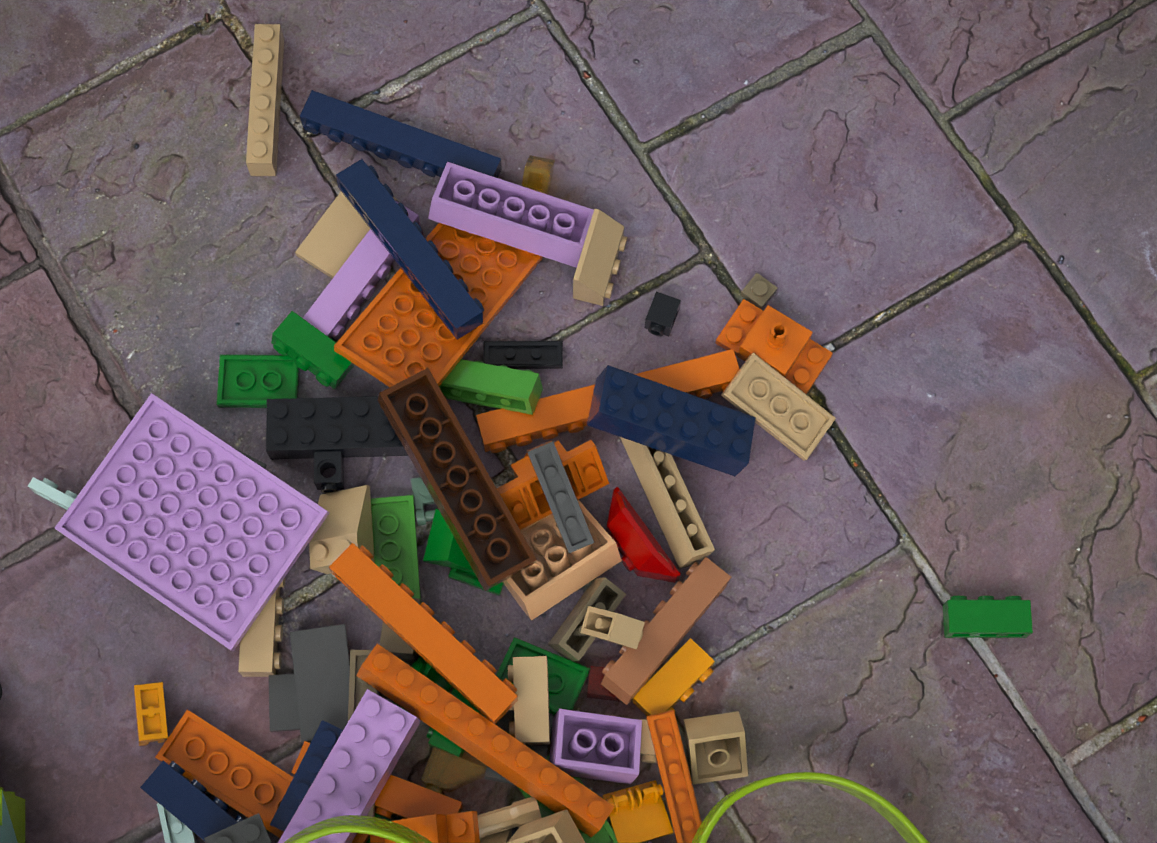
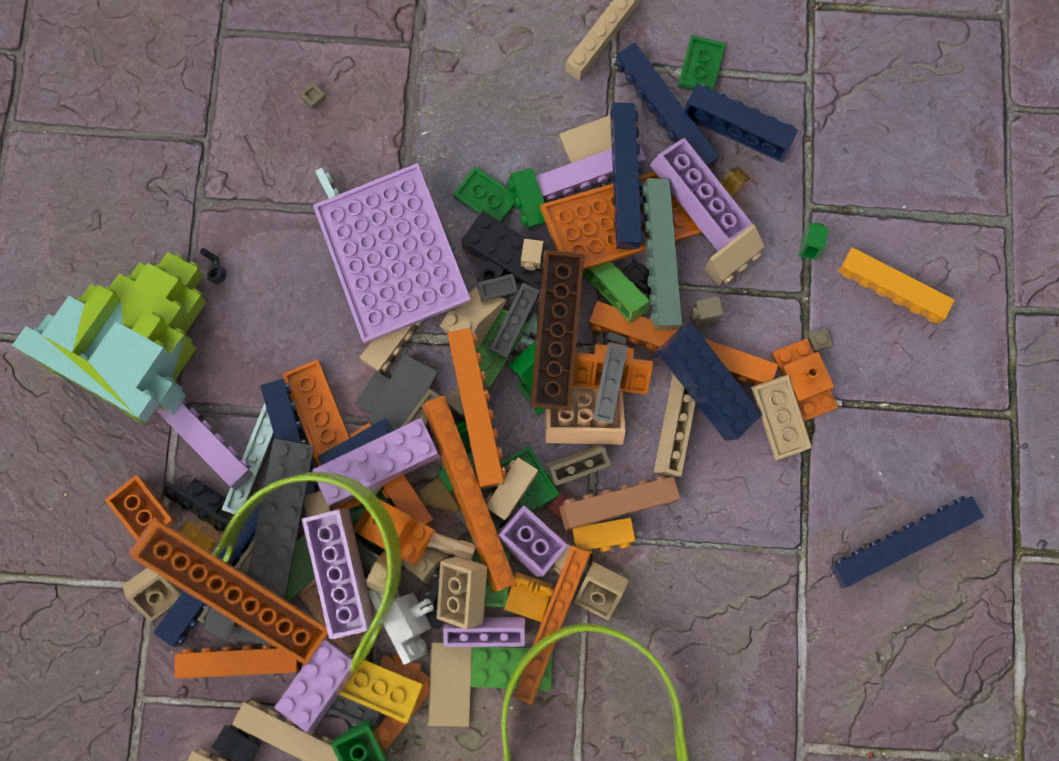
camera: 35 degrees right, 5 degrees up
(150, 713) = (296, 347): light orange hinge -> none
(347, 477) = (497, 287): none -> dark grey tile
(363, 410) = (531, 254): none -> tan brick
(396, 502) = (514, 320): none -> dark grey plate
(406, 67) = (701, 63): none -> green tile
(499, 104) = (740, 122): none -> dark blue brick
(514, 312) = (661, 254): none -> sand green brick
(528, 443) = (614, 338): none -> dark grey tile
(611, 343) = (706, 312): none -> dark tan brick
(612, 627) = (587, 480): tan brick -> none
(636, 542) = (639, 439): red wedge -> none
(662, 314) = (750, 315): black brick -> none
(674, 185) = (813, 241): none -> green piece
(799, 175) = (896, 286): none -> light orange brick
(987, 617) = (818, 629): green brick -> none
(1012, 452) = (908, 541): none -> dark blue brick

